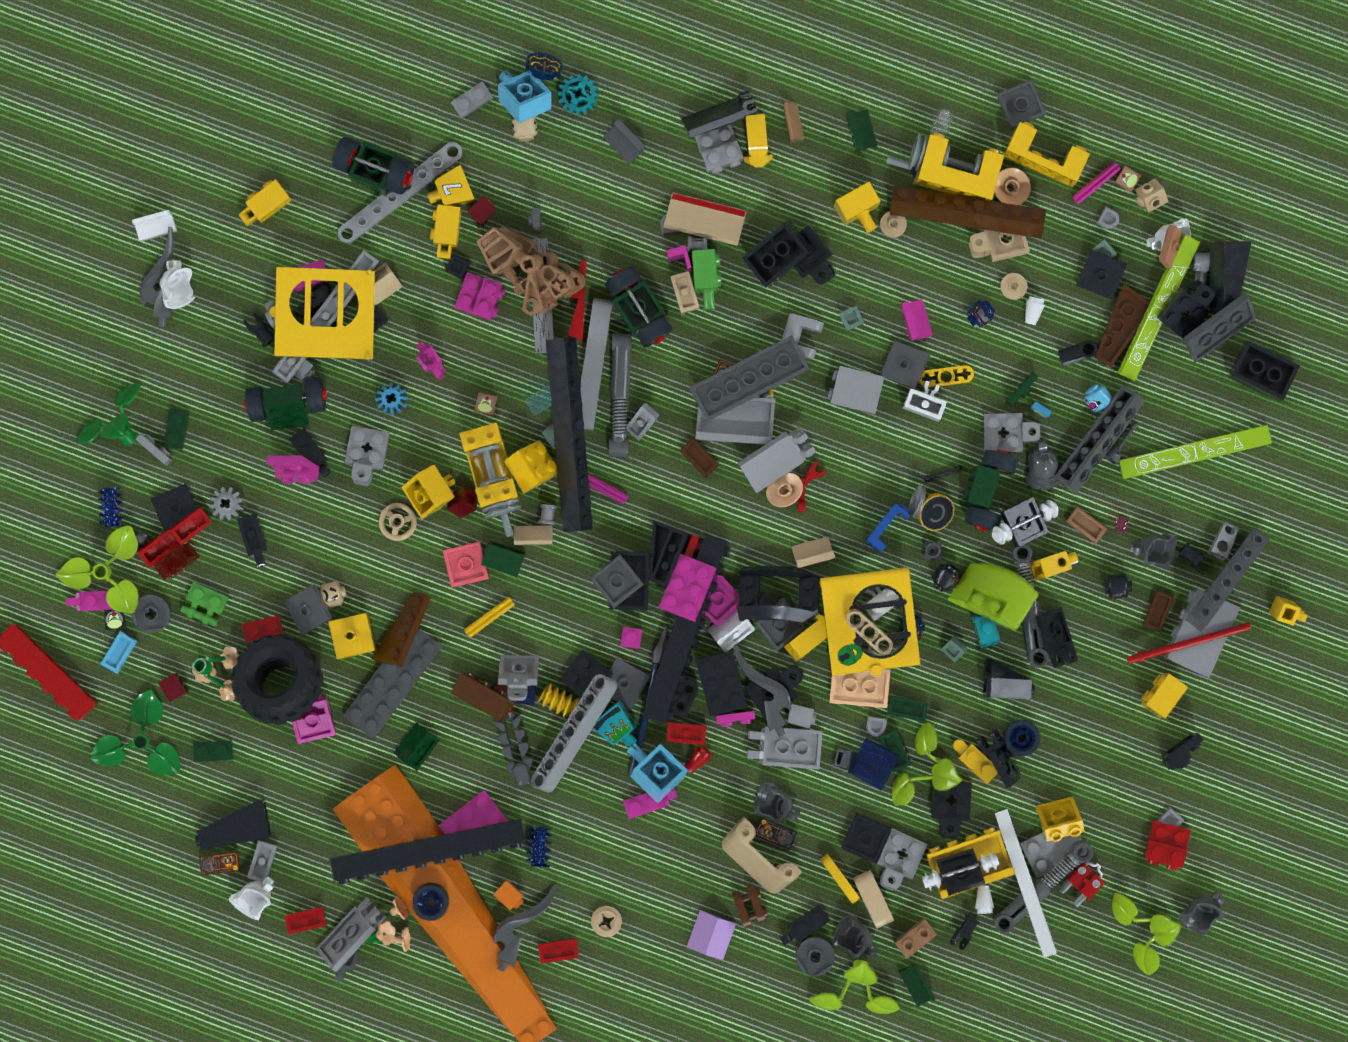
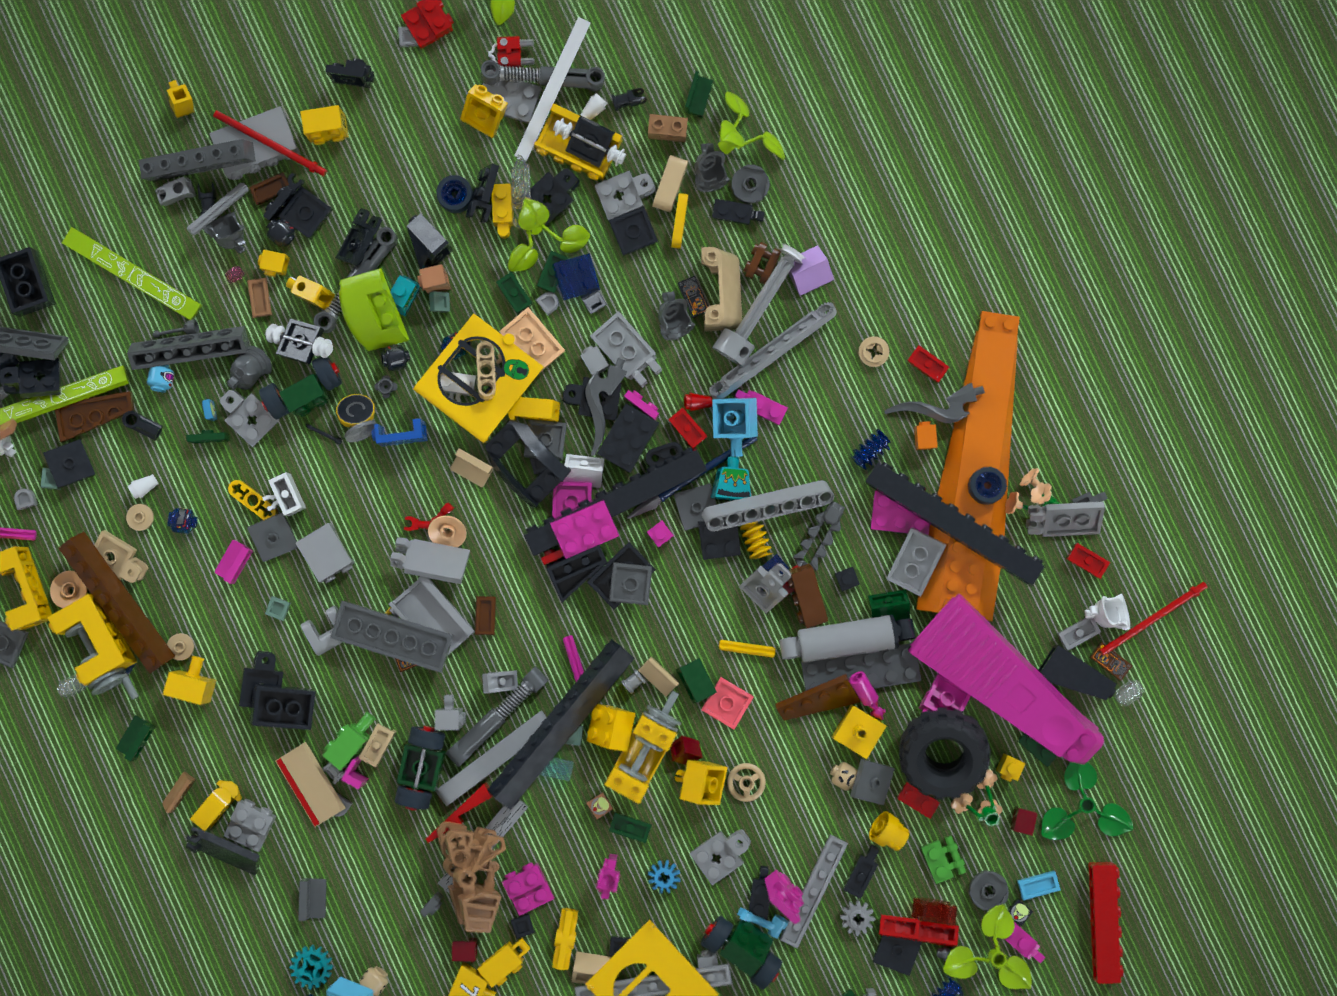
camera: 130 degrees left, 0 degrees up
(185, 853) = (1129, 692): none -> clear brick
(207, 972) = (1193, 592): none -> red bar
(219, 715) = (1010, 768): none -> yellow brick
(262, 586) = (888, 831): none -> yellow piece
(275, 493) = (815, 889): none -> light grey tile
(278, 440) = (775, 926): none -> medium azure brick
(299, 771) = (990, 669): none -> dark pink brick
(372, 668) = (866, 693): none -> dark pink wheel
(419, 287) = (565, 938): none -> yellow piece
(424, 694) = (847, 639): none -> light grey piece
(428, 797) = (916, 561): none -> light grey plate
(449, 409) = (630, 827): none -> dark green plate
(466, 737) = (847, 578): none -> black plate
(652, 362) = (449, 717): none -> light grey brick
(679, 850) = (773, 350): none -> light grey plate
(711, 826) = (735, 344): none -> light grey piece
(973, 660) = (434, 279): none -> nougat brick
(979, 790) = (520, 184): none -> clear plate
(1101, 559) = (273, 263): none -> yellow brick
(1115, 618) = (305, 212): none -> black plate
(1141, 615) = (284, 195): none -> black plate
(1179, 558) = (217, 209): none -> light grey axle

